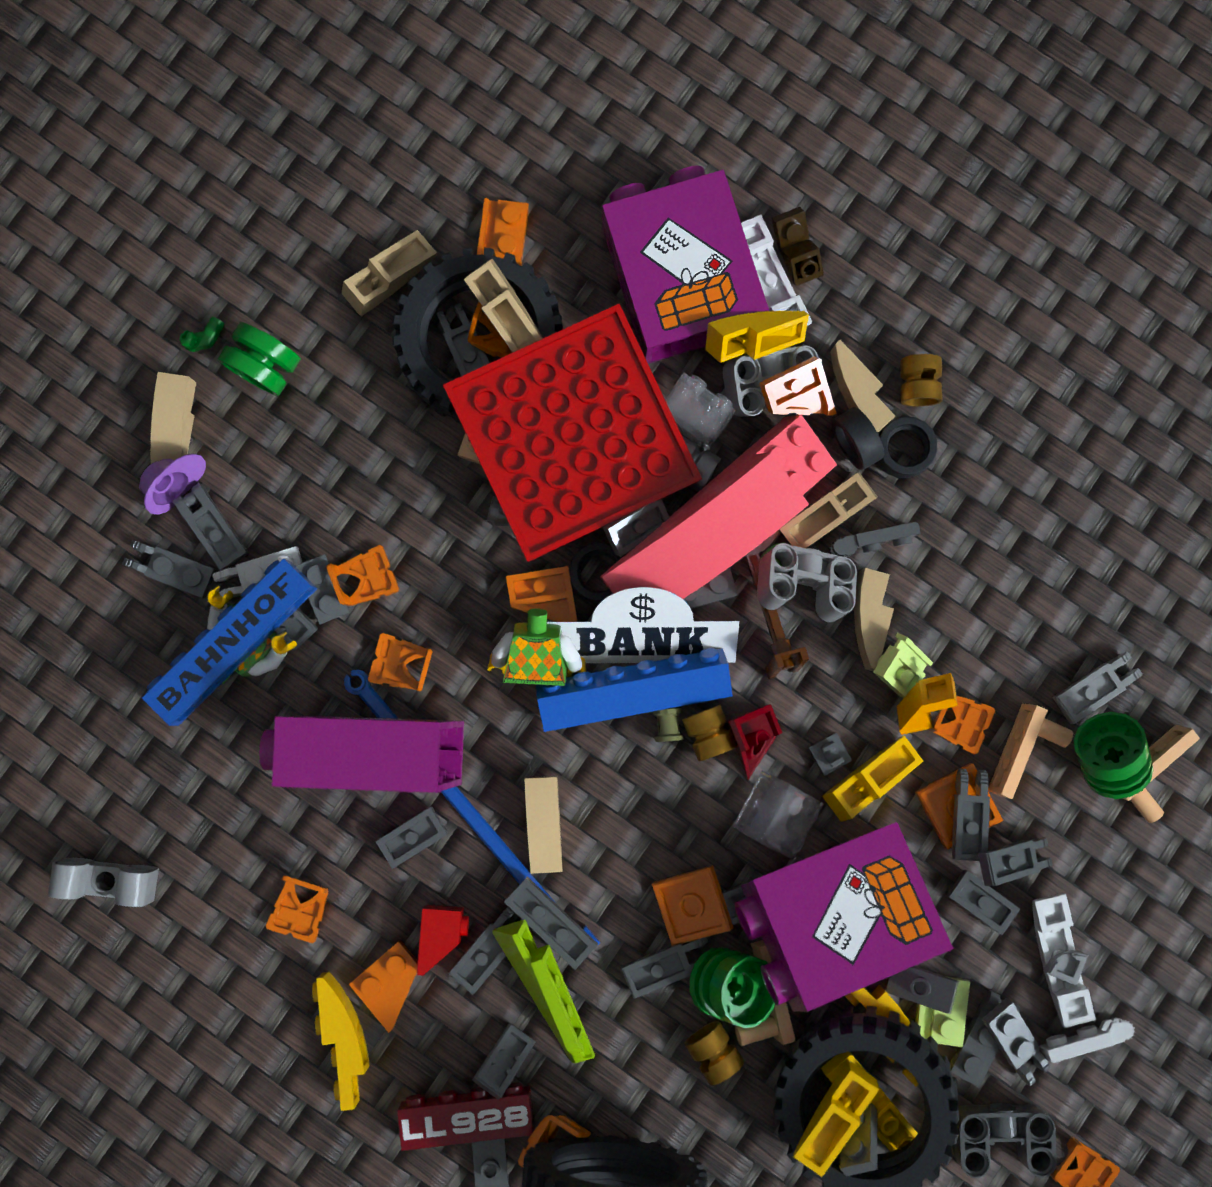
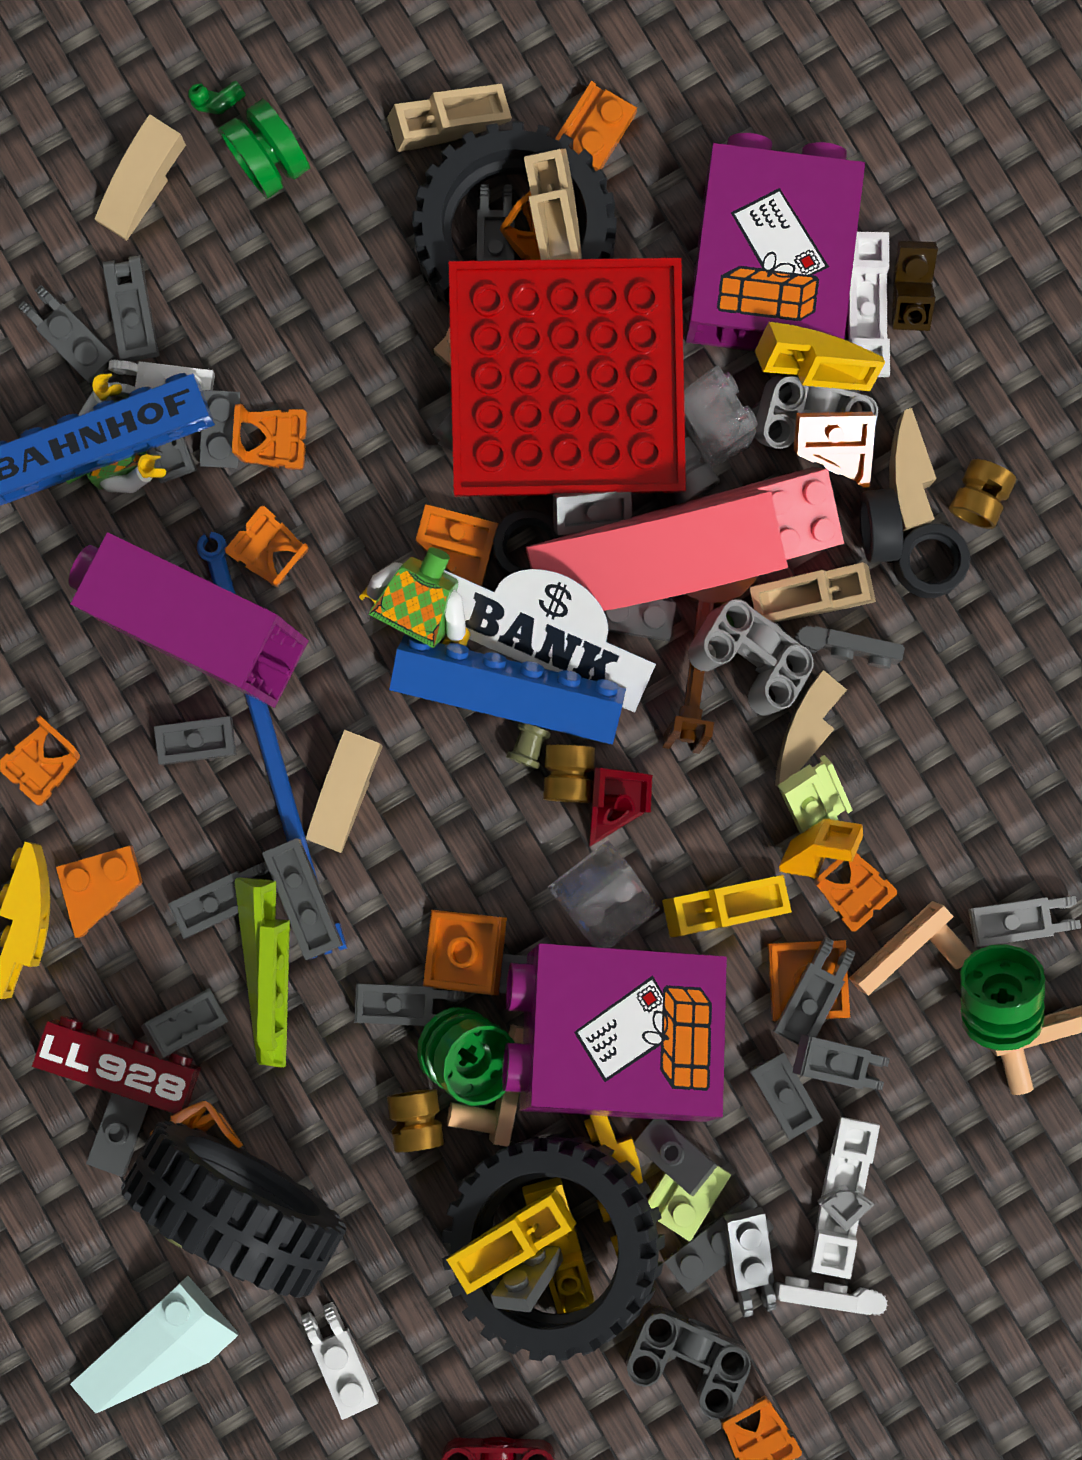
camera: 30 degrees right, 0 degrees up
(169, 479) = (108, 237): medium lavender piece -> none
(439, 934) = (177, 858): red slope -> none
(829, 754) = (692, 858): dark grey tile -> none

